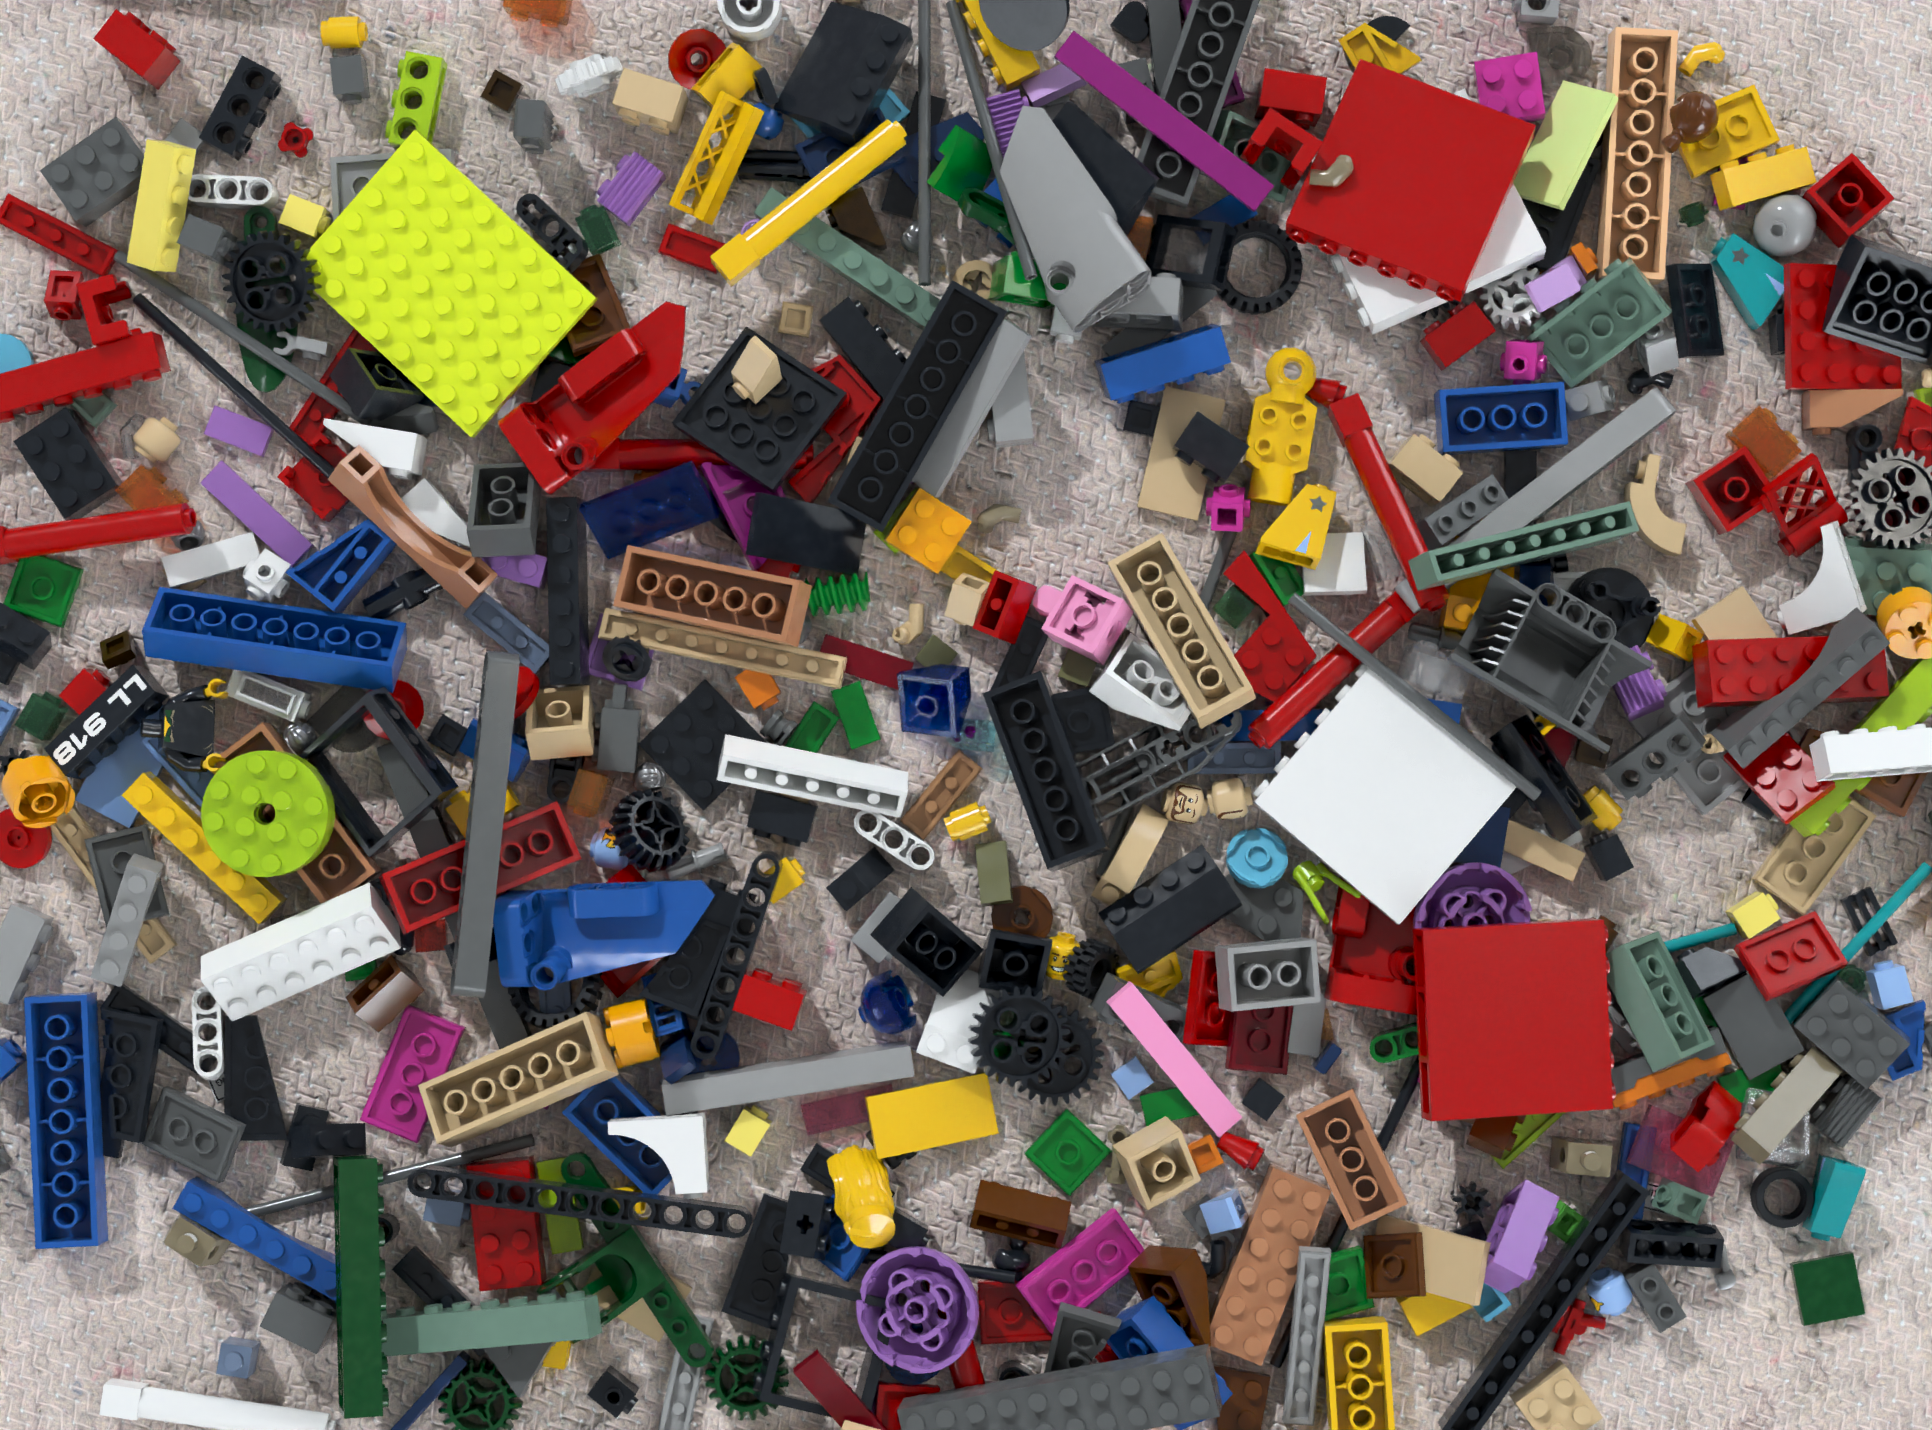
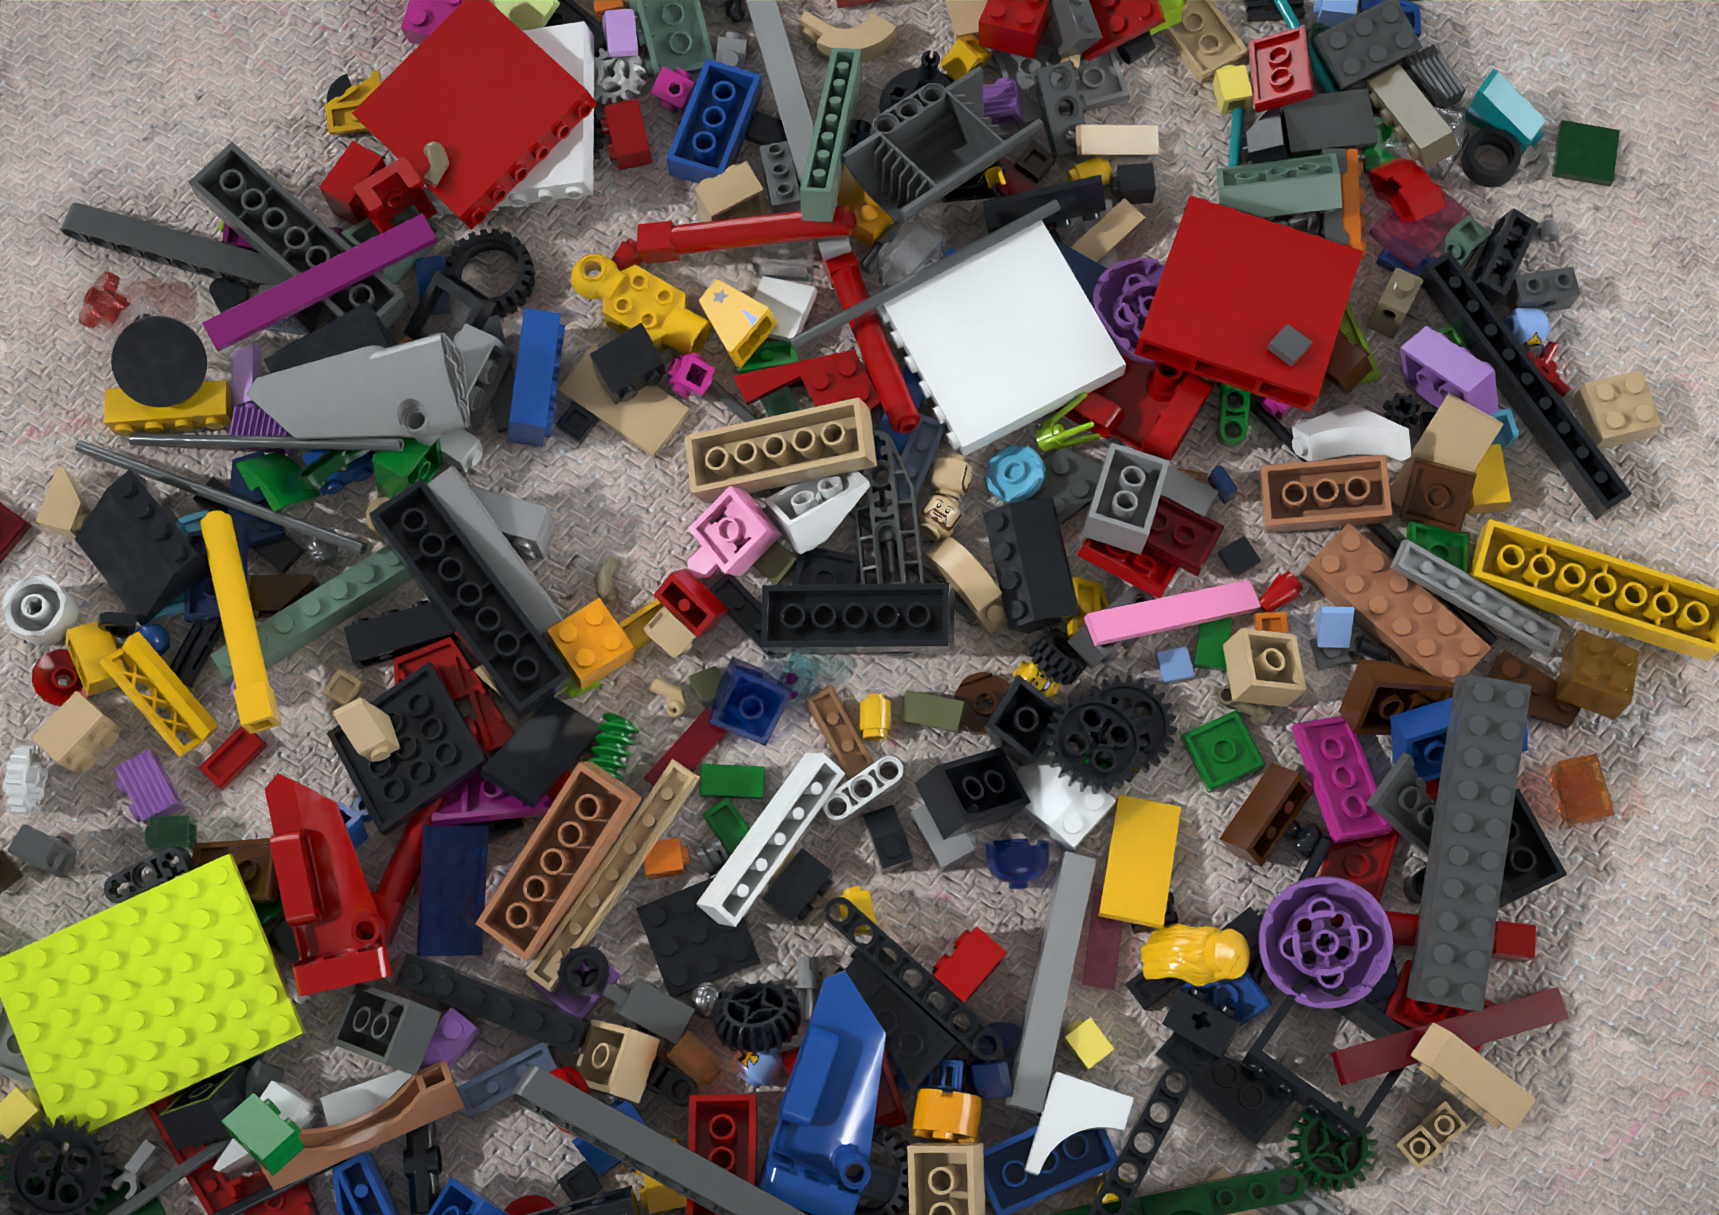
camera: 70 degrees left, 15 degrees down
(366, 453) = (263, 1133): none -> brick
(1424, 1160) = (1350, 432): none -> white arch
(1474, 1075) = (1289, 345): none -> dark grey tile
(1645, 822) = (1117, 140): none -> tan tile

